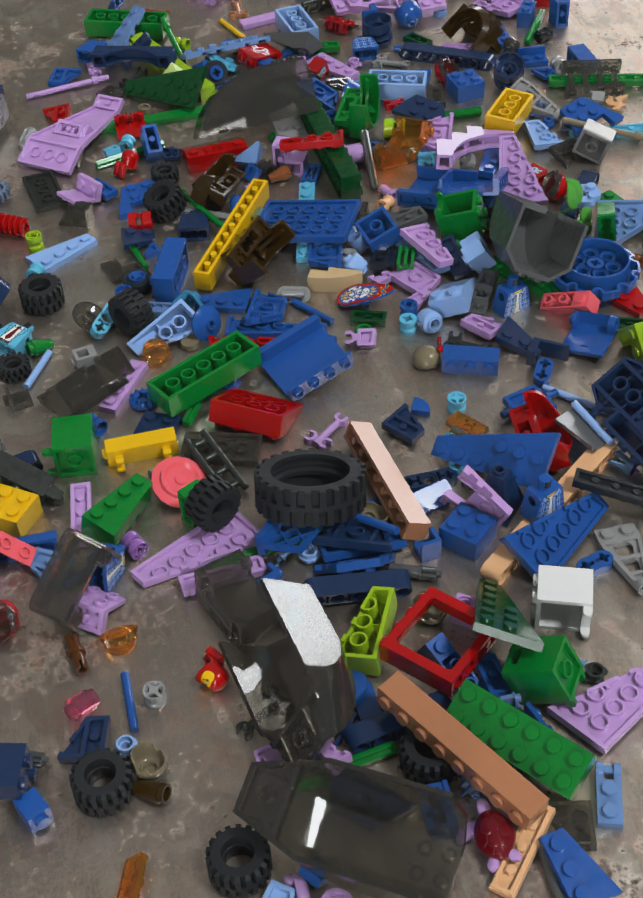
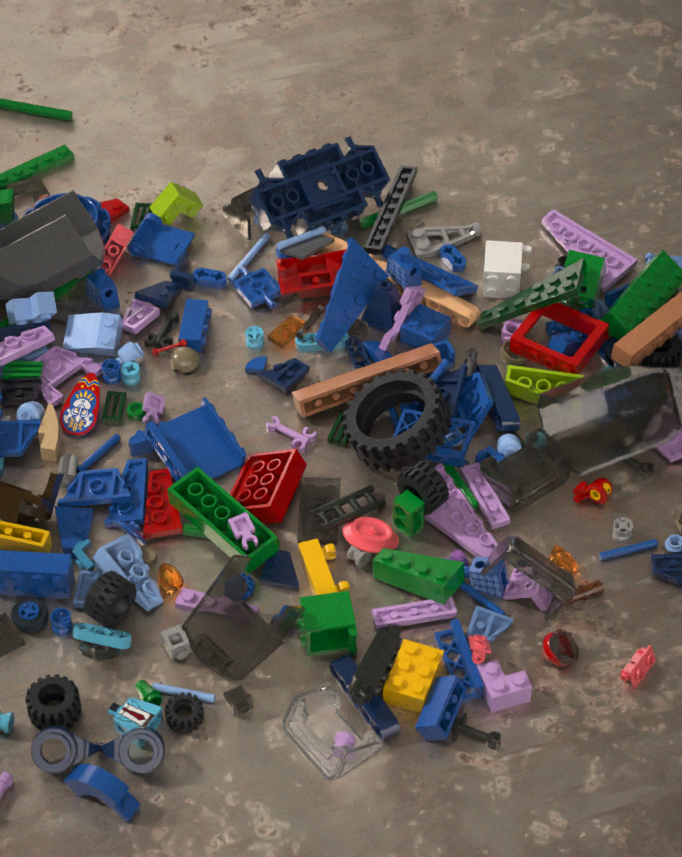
camera: 95 degrees left, 5 degrees up
(81, 704) = (639, 578): clear pink brick -> none
(175, 372) = (243, 528): none -> lavender plate

